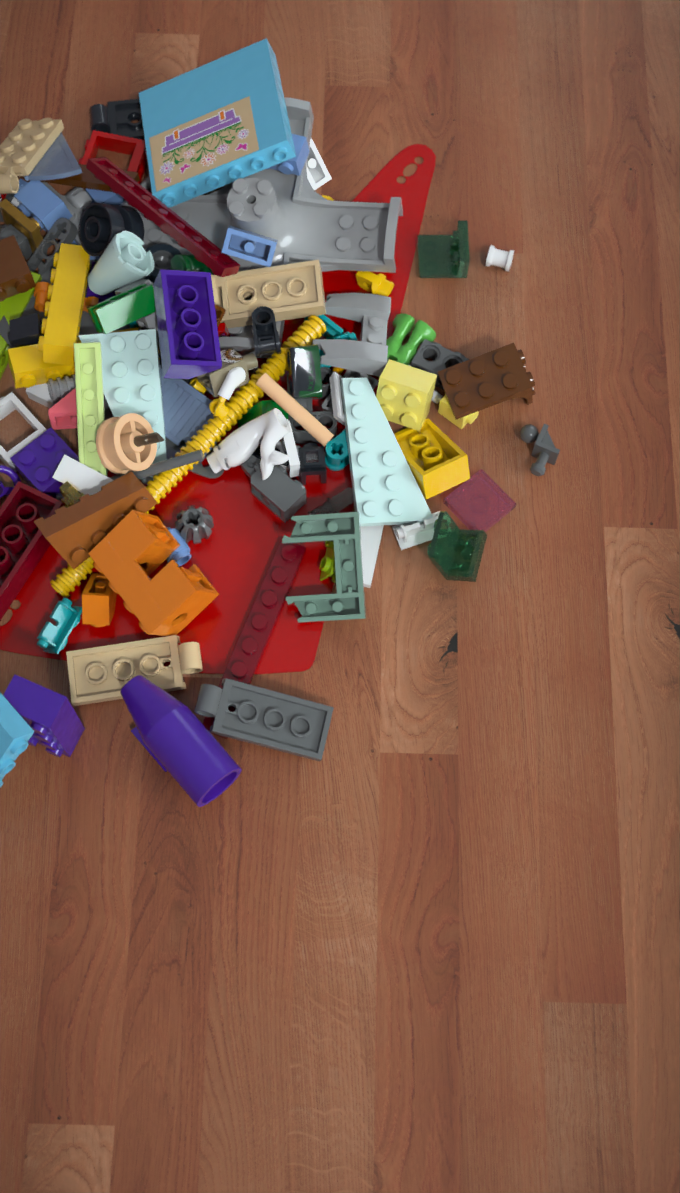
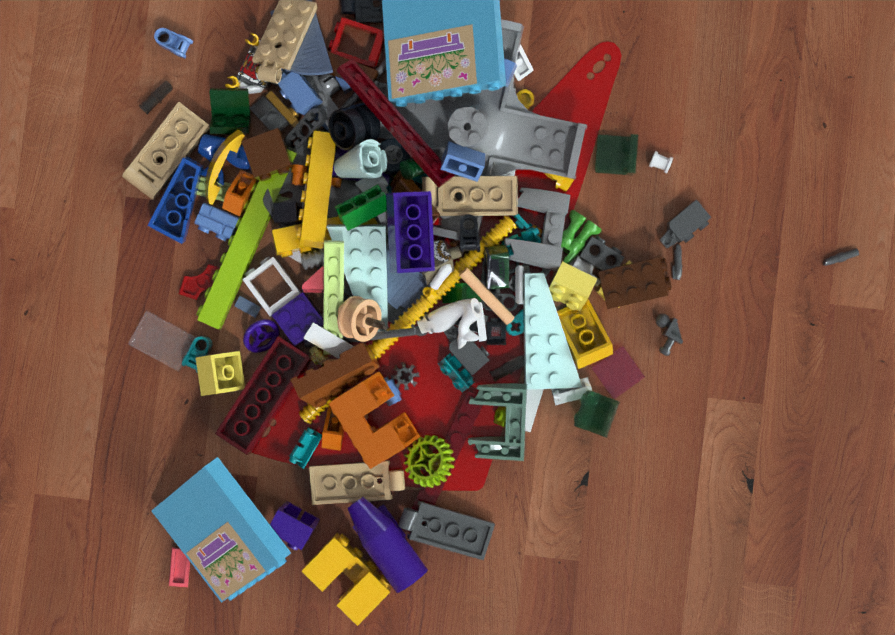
camera: 10 degrees right, 20 degrees up
(110, 771) = (368, 585): none -> yellow piece
(233, 626) = (422, 449): none -> lime gear
(255, 512) = (460, 380): none -> teal hinge
(539, 373) = (677, 268): none -> dark grey piece
(542, 321) = (684, 224): none -> dark grey hinge

